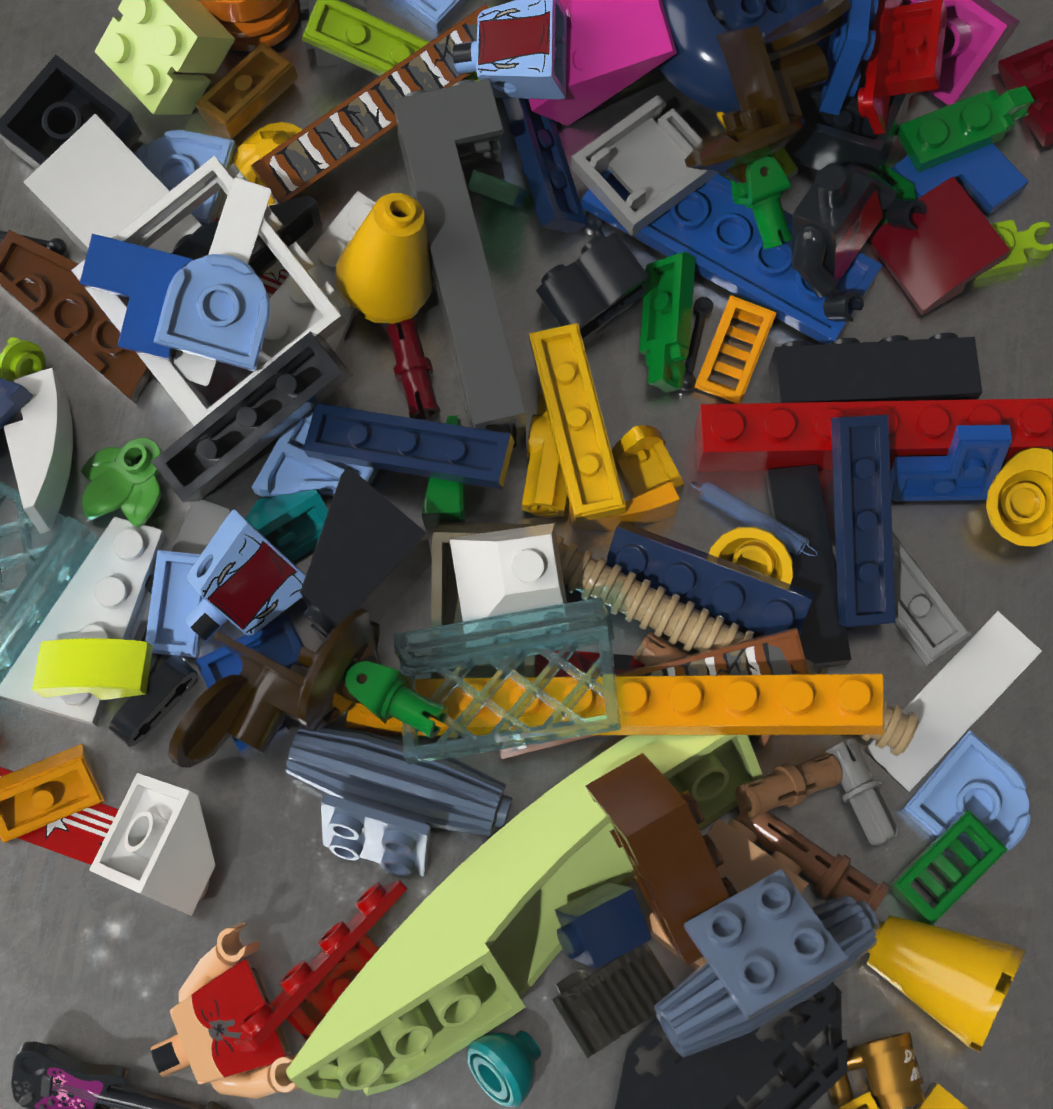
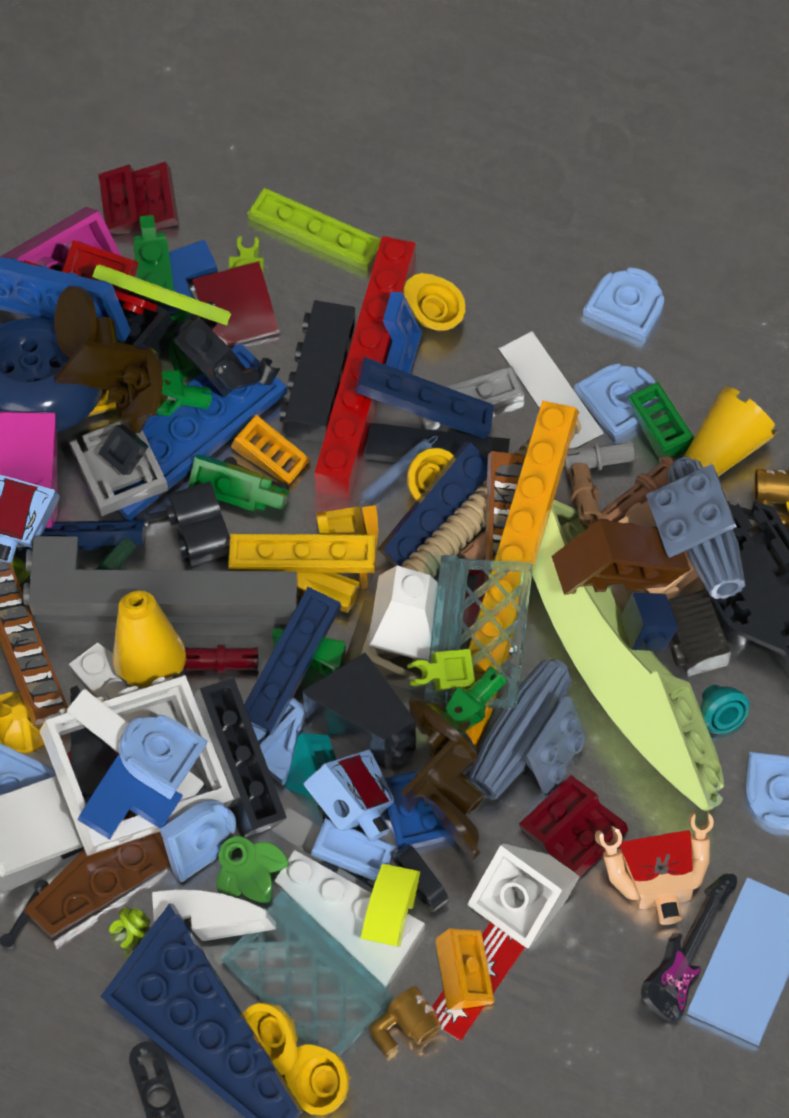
camera: 75 degrees left, 10 degrees down
(138, 399) = (196, 837): none -> light blue tile
(278, 889) = (567, 825): none -> dark red slope
(316, 986) = (642, 792): red bracket -> none
(429, 653) = (447, 670): none -> lime plate
(659, 156) = (123, 449): none -> black plate
(893, 126) = (161, 294): none -> lime tile

